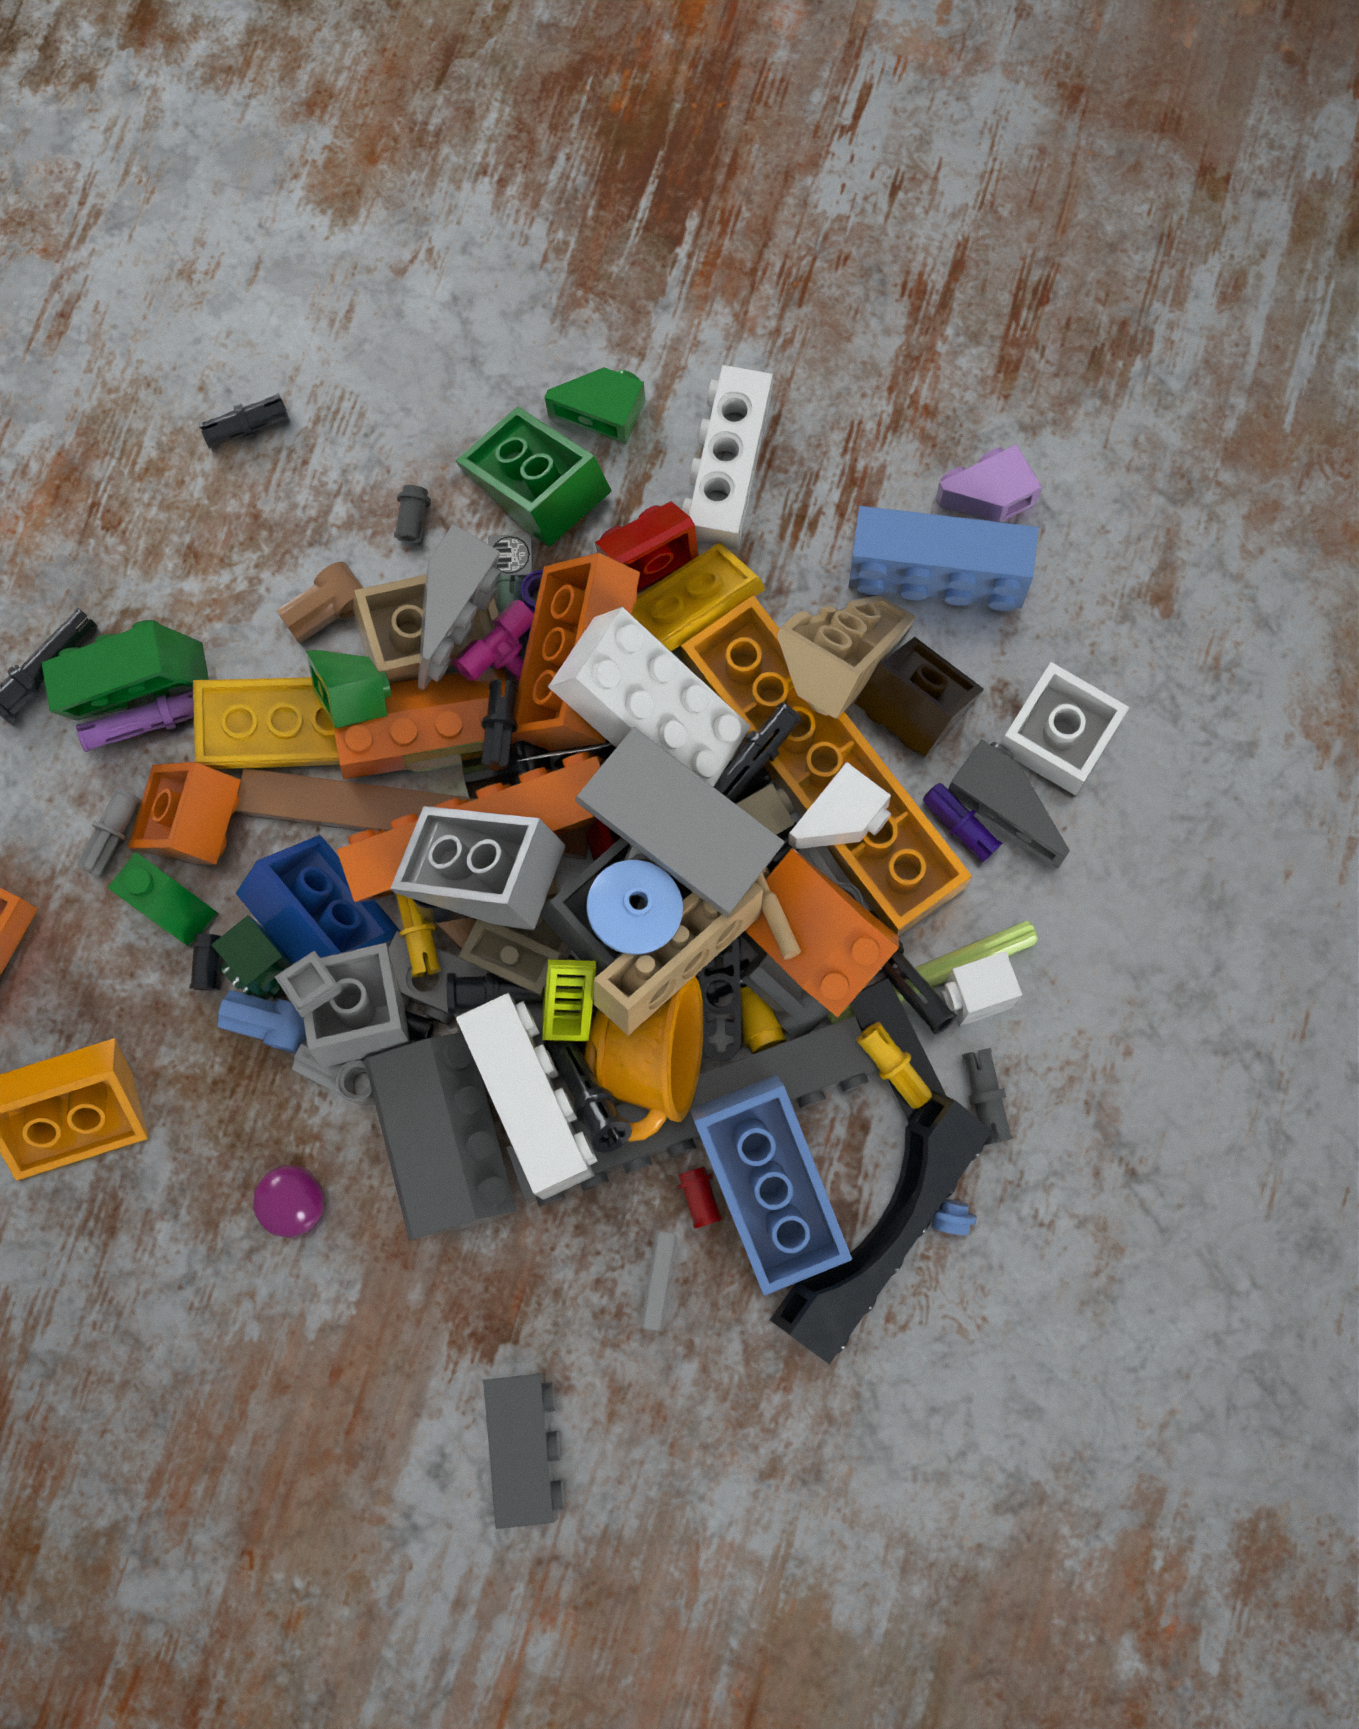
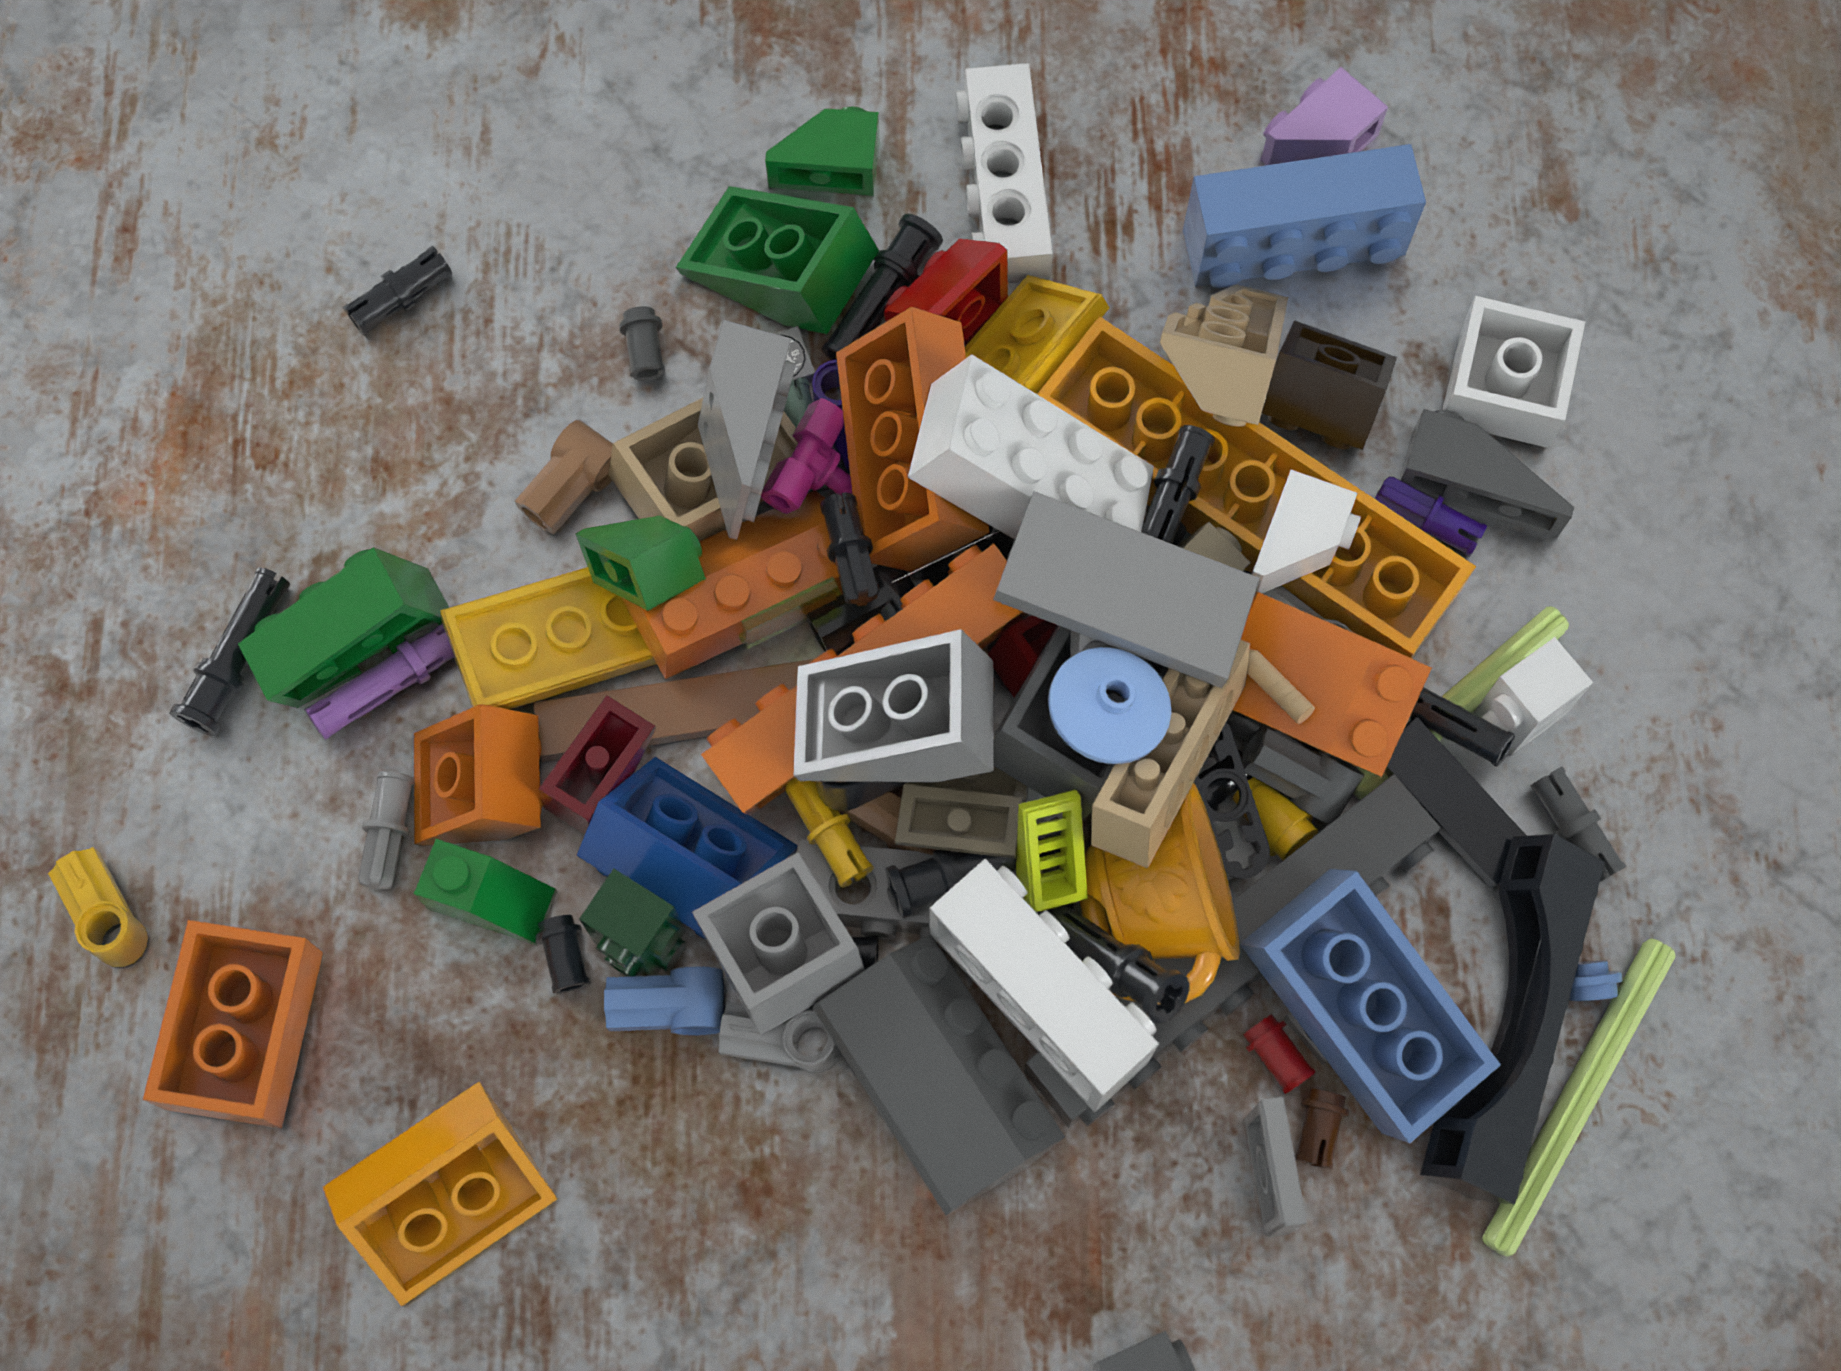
camera: 25 degrees left, 5 degrees down
(270, 827) = (596, 763): none -> dark red slope
(288, 1201) = (766, 1220): magenta hair -> none
(308, 984) = (720, 929): light grey tile -> none
(618, 510) = (893, 269): none -> black pin
(710, 1262) = (1320, 1128): none -> reddish brown pin
(894, 1065) = (1462, 817): yellow axle -> none
(915, 1298) = (1580, 1095): none -> yellowish green axle

